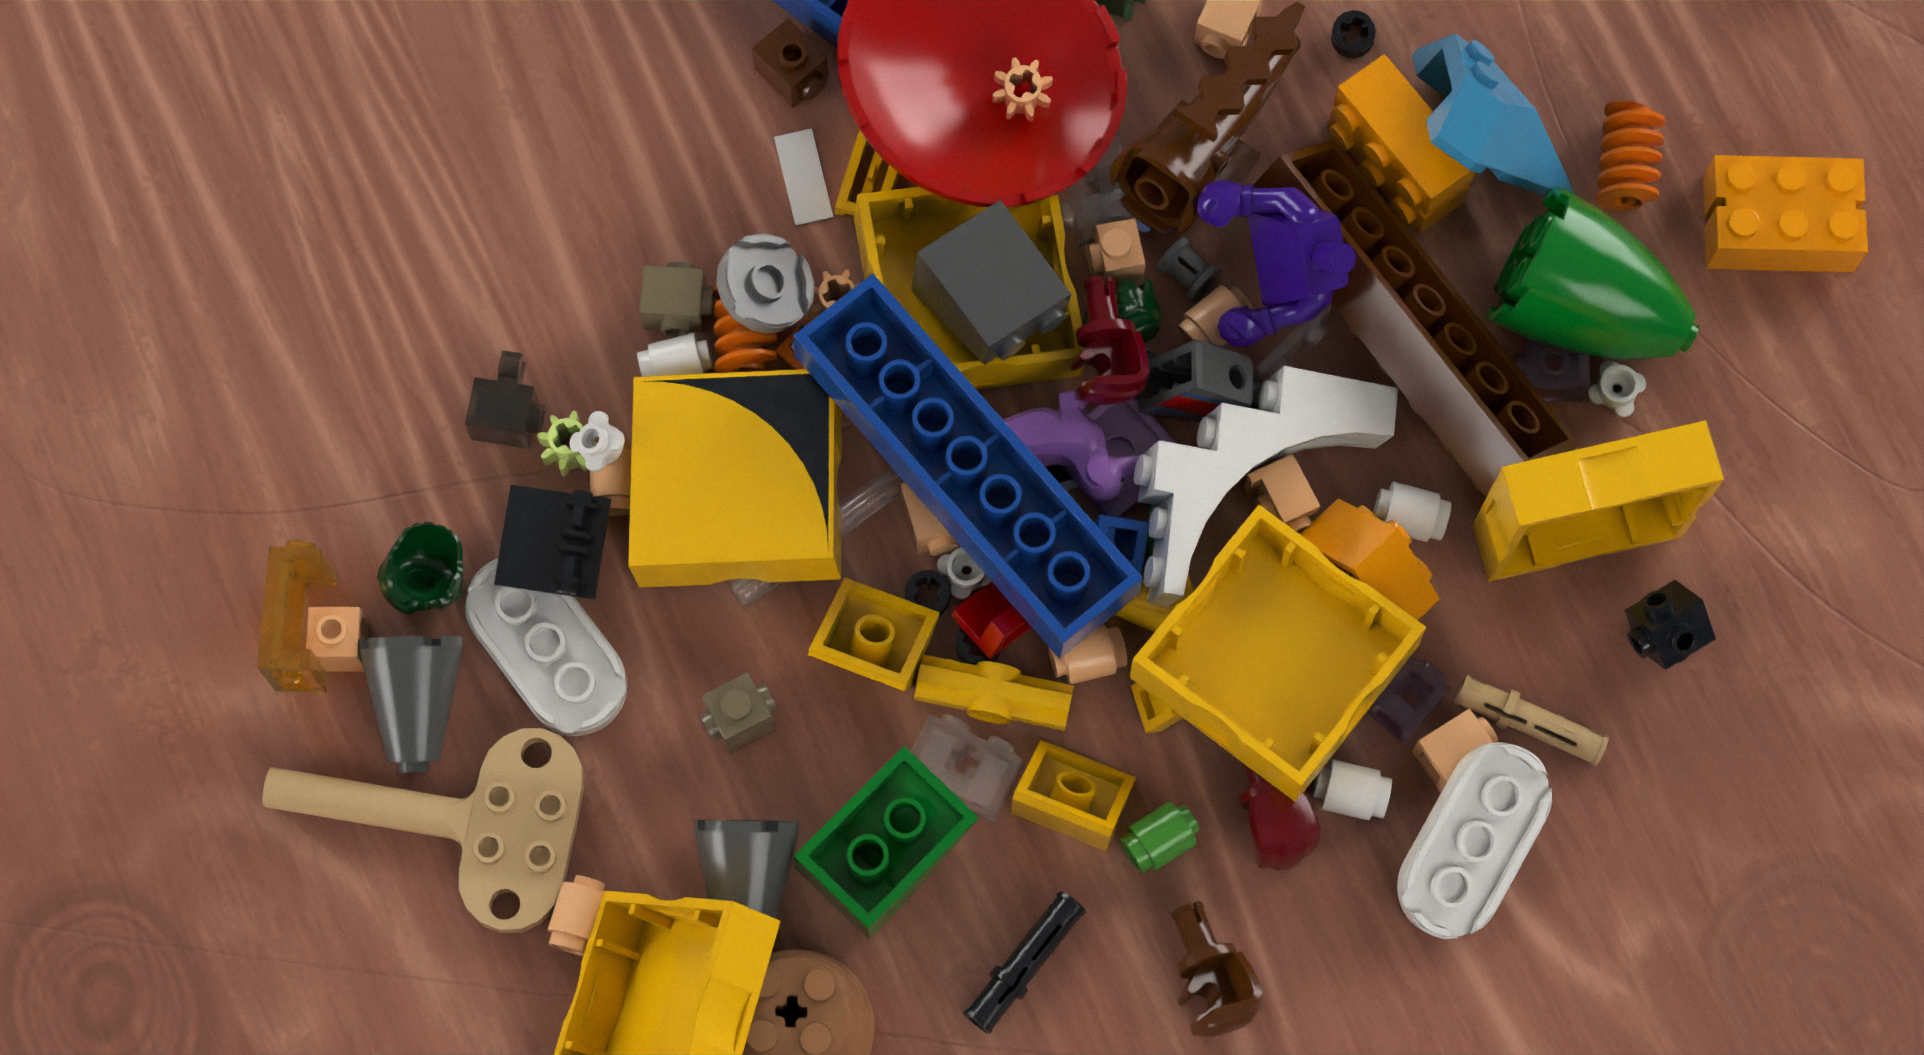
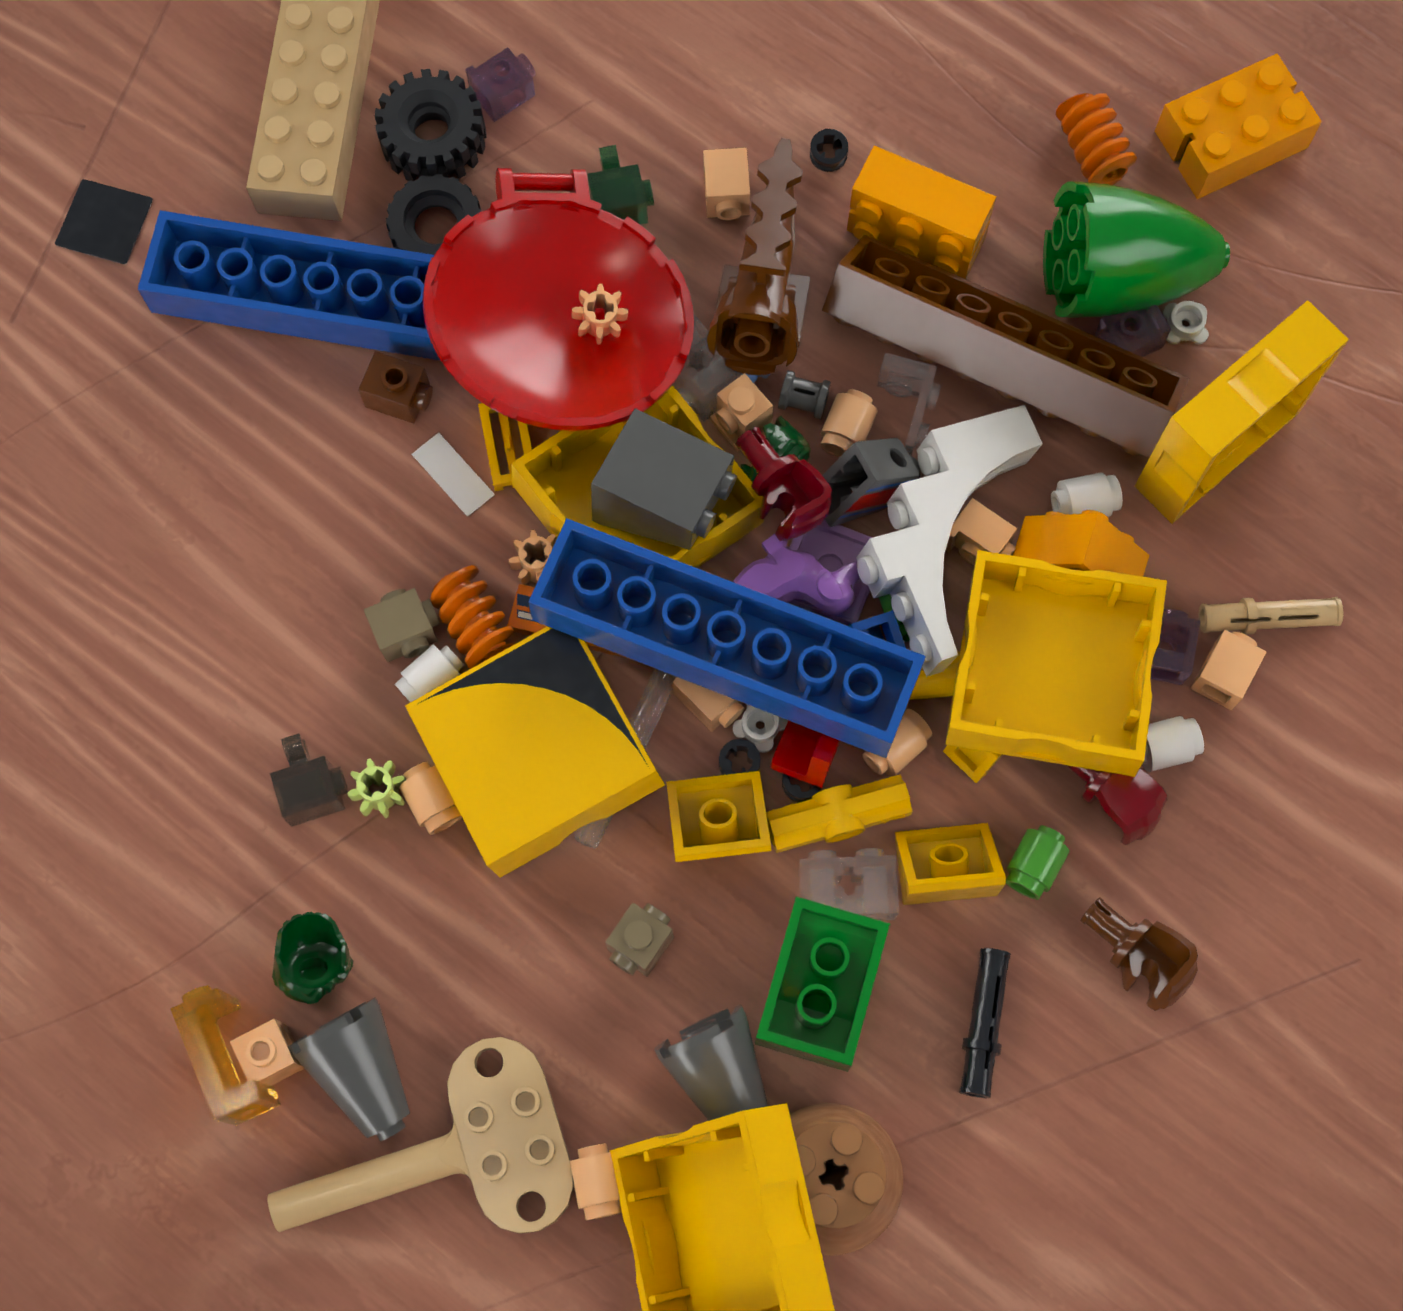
camera: 25 degrees left, 0 degrees up
(548, 654) = (447, 966): white tile -> none
(553, 541) = (408, 877): black hinge -> none
(609, 444) = (415, 770): white plate -> none
(765, 283) = (473, 573): light grey tile -> none
(1295, 254) = (896, 336): dark purple torso -> none
(1474, 840) = (1285, 733): white tile -> none
(1486, 117) = (973, 154): dark azure wedge -> none
(1669, 625) = (1336, 484): black brick -> none

